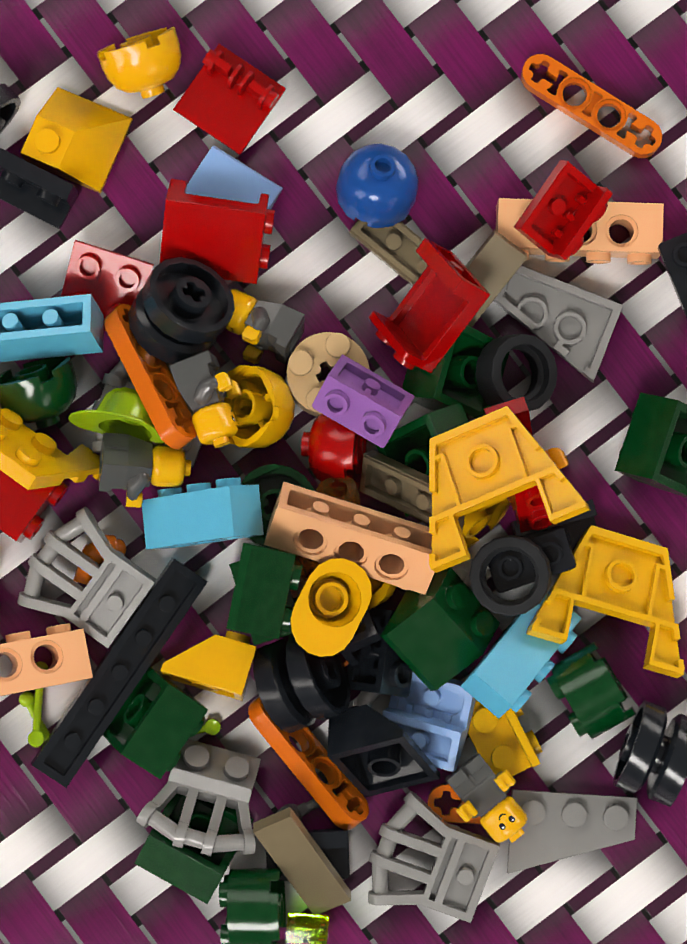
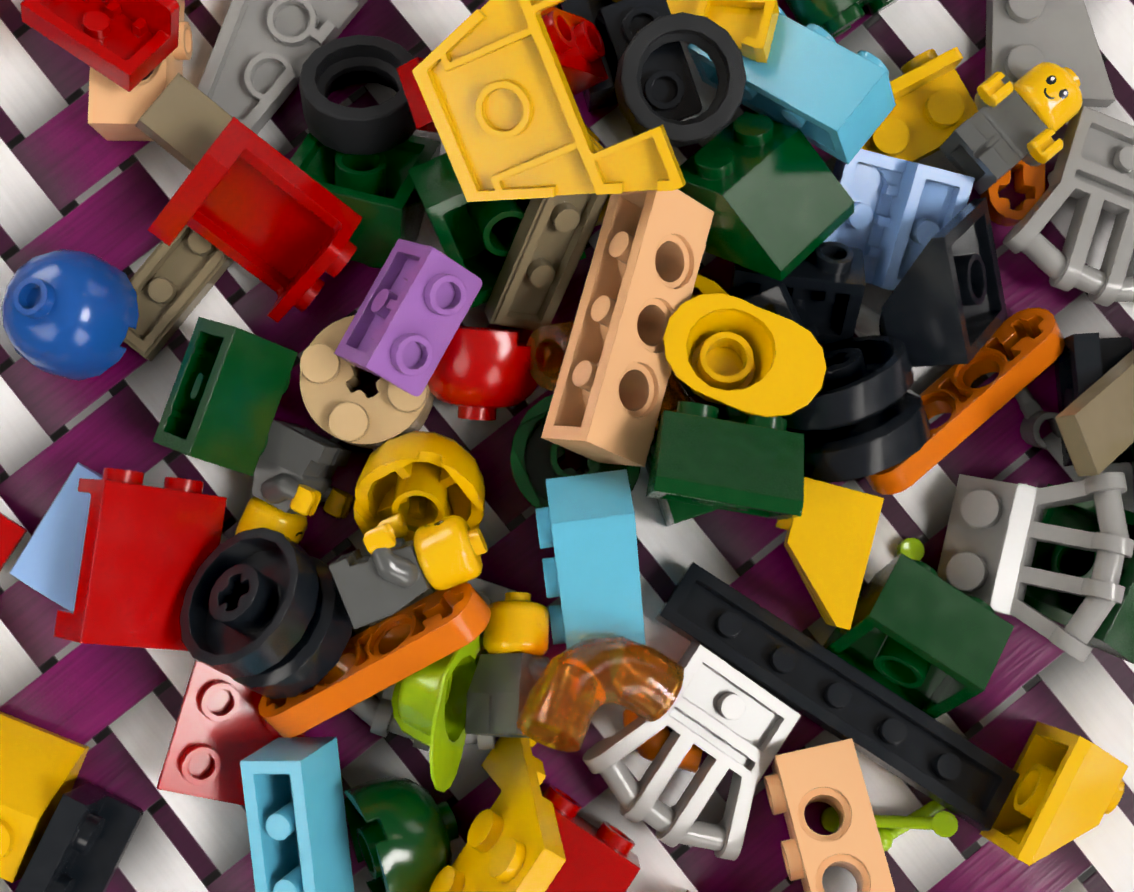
camera: 90 degrees left, 0 degrees up
(53, 810) = (1058, 795): none -> yellow slope
(136, 512) = (594, 675): none -> clear orange cylinder
(318, 286) = (225, 396): none -> dark green slope

